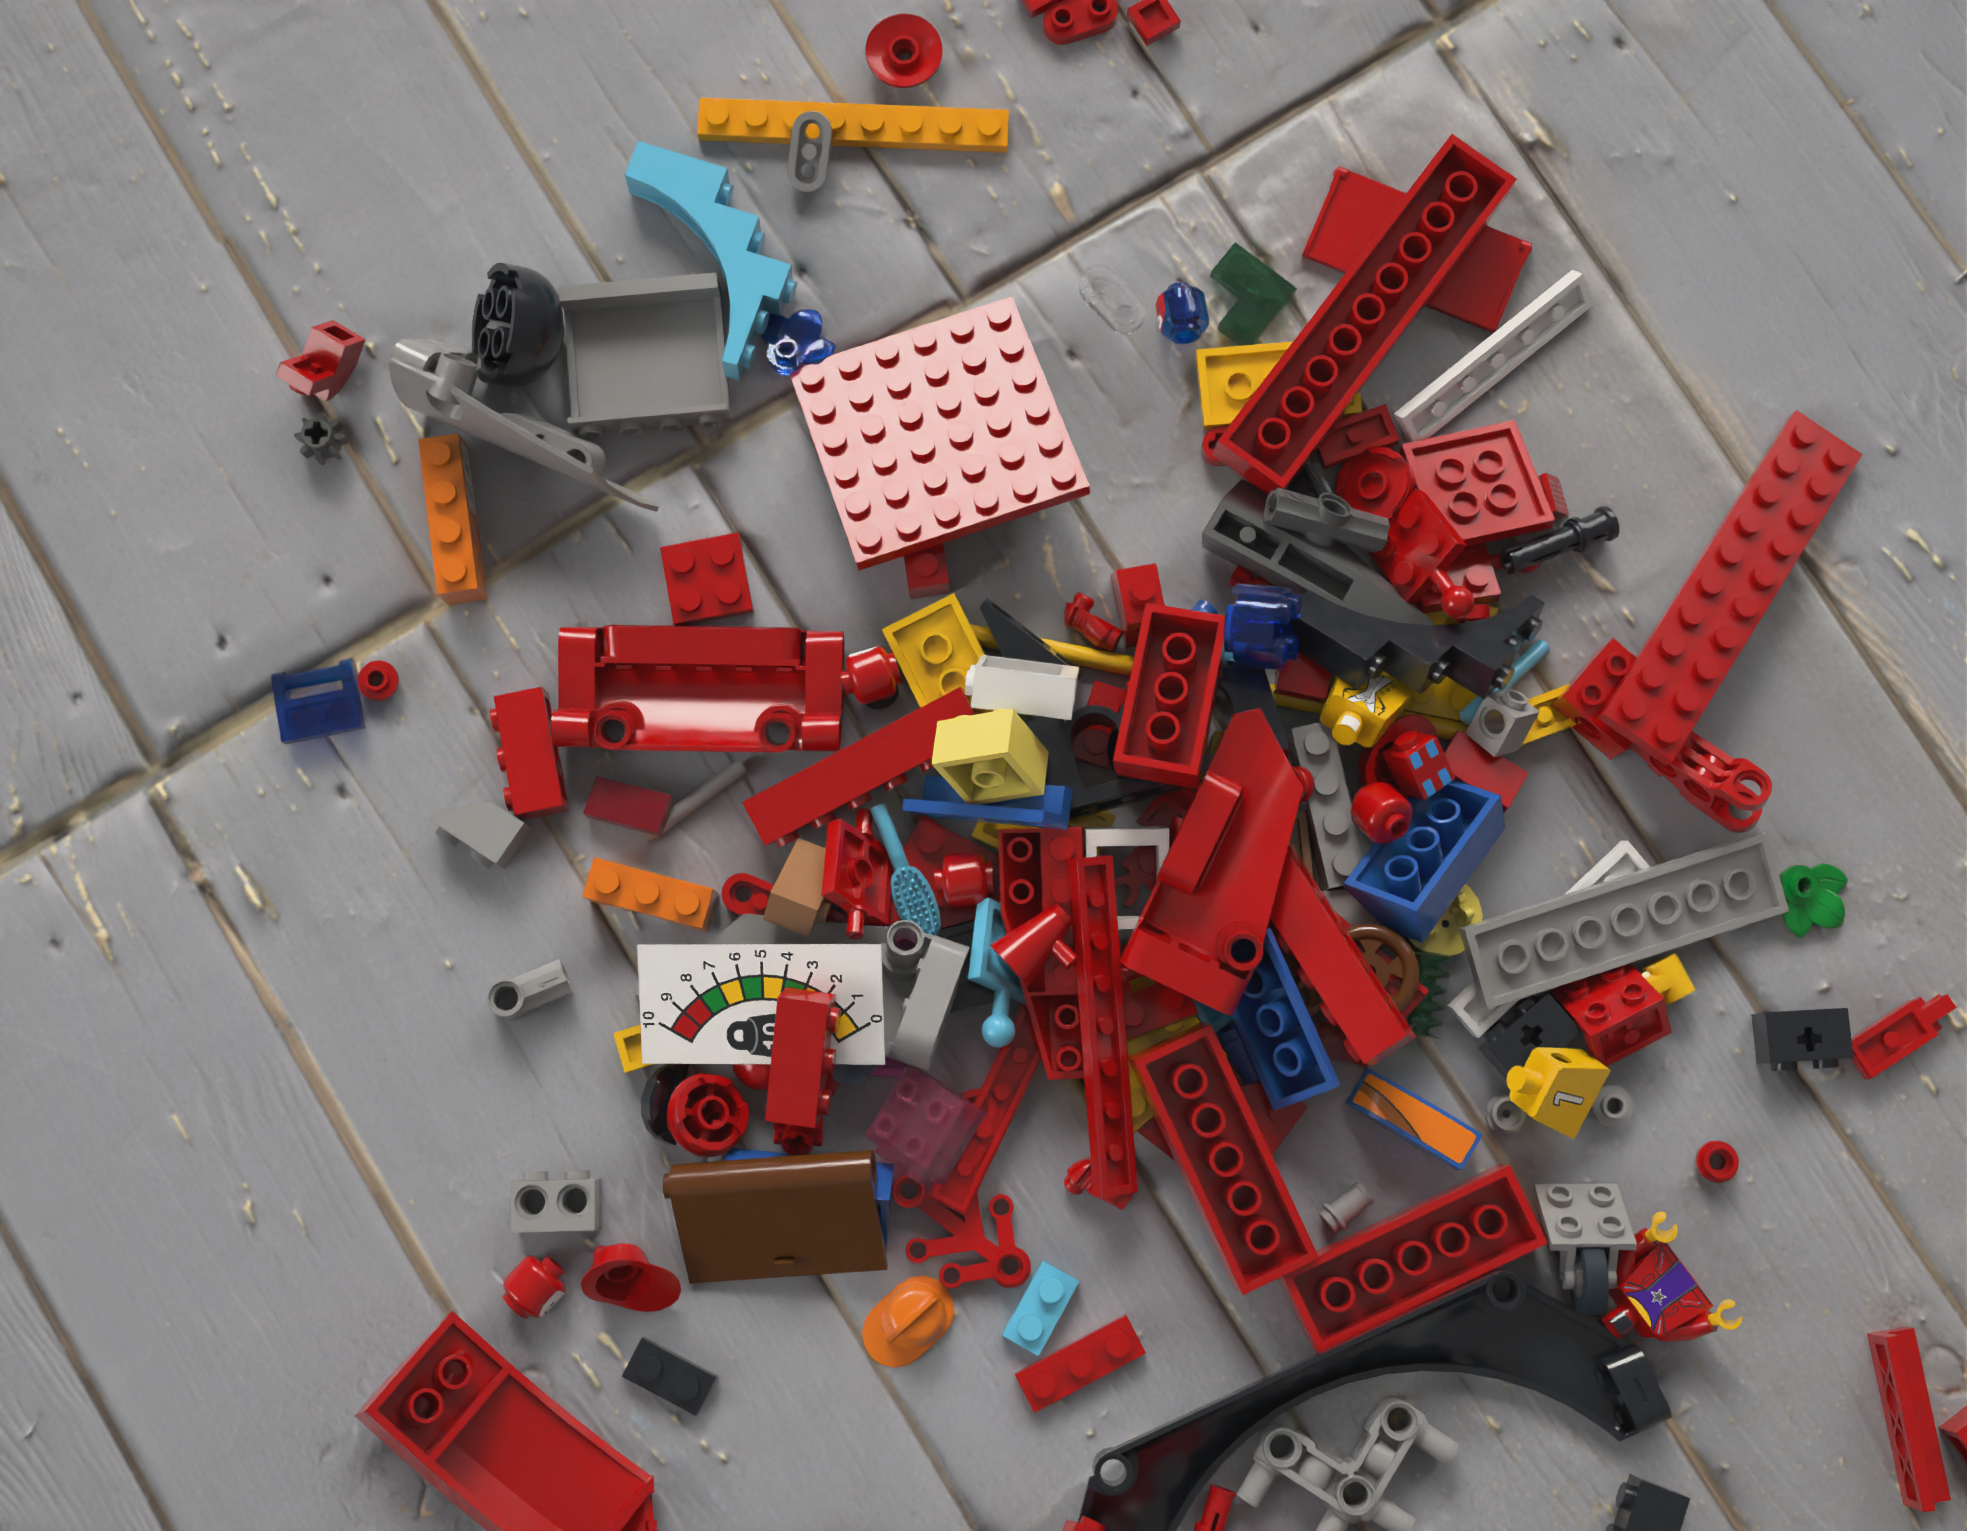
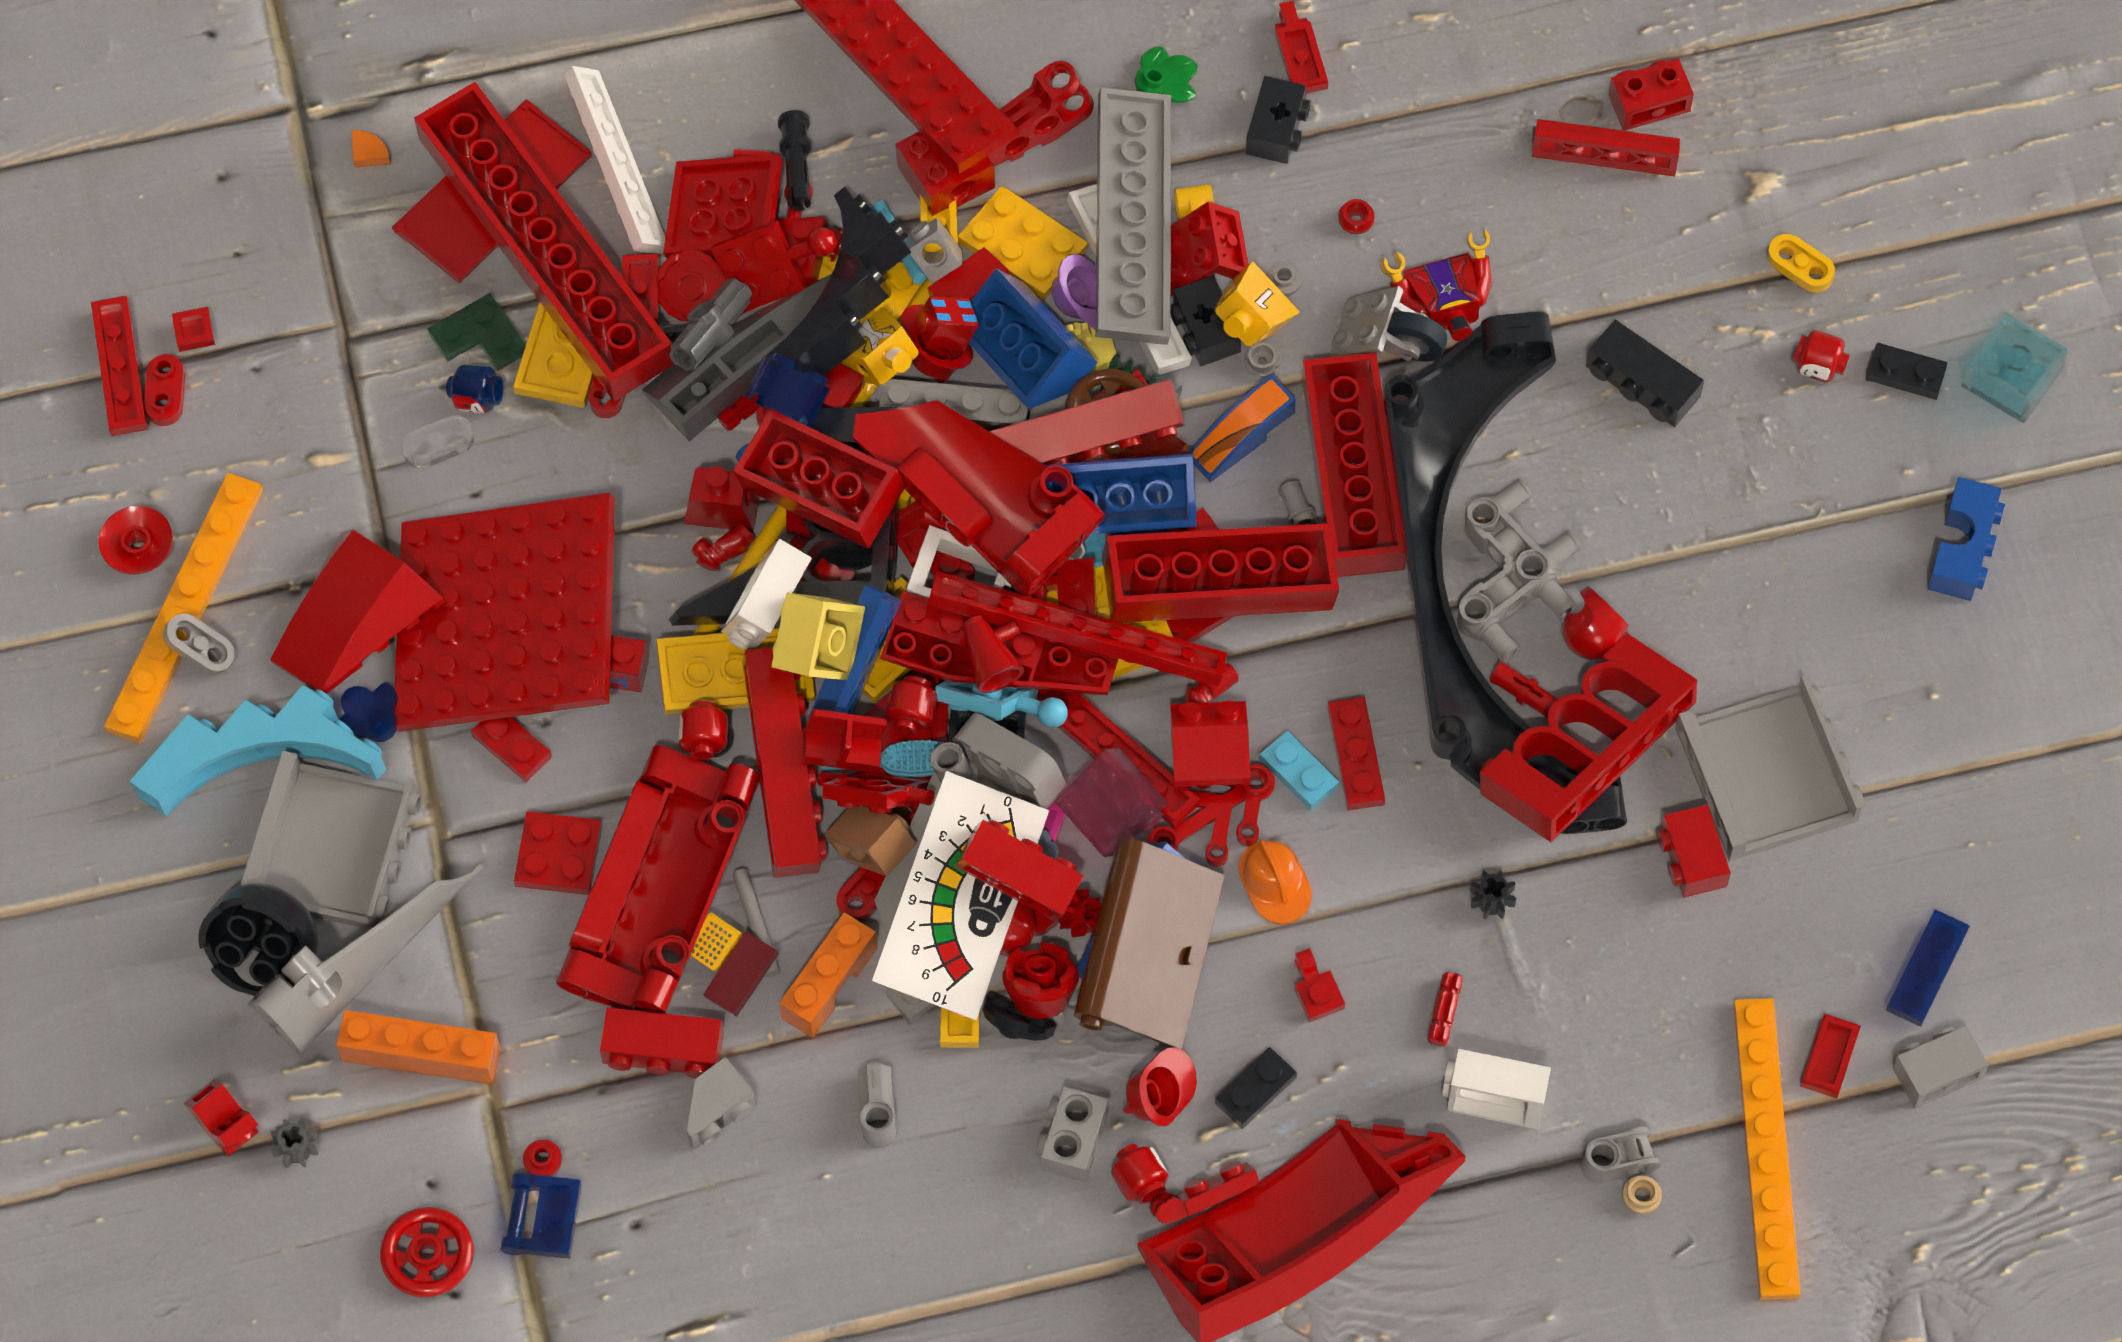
camera: 70 degrees left, 15 degrees down
(234, 576) = (410, 1225): none -> red plate
(530, 1362) = (1204, 1193): none -> red hinge
(651, 769) = (715, 942): none -> yellow slope
(795, 1408) = (1317, 991): none -> red plate
(805, 496) = (512, 746): none -> red plate
(889, 283) = (350, 612): none -> red wedge
(892, 824) = (843, 741): none -> red panel
(1027, 1207) = (1210, 743): none -> red slope
(1381, 812) = (977, 360): red head -> none
(1417, 110) = (368, 149): none -> orange tile
(1513, 887) = (1076, 289): none -> medium lavender piece
(1555, 811) = (1022, 240): none -> yellow plate

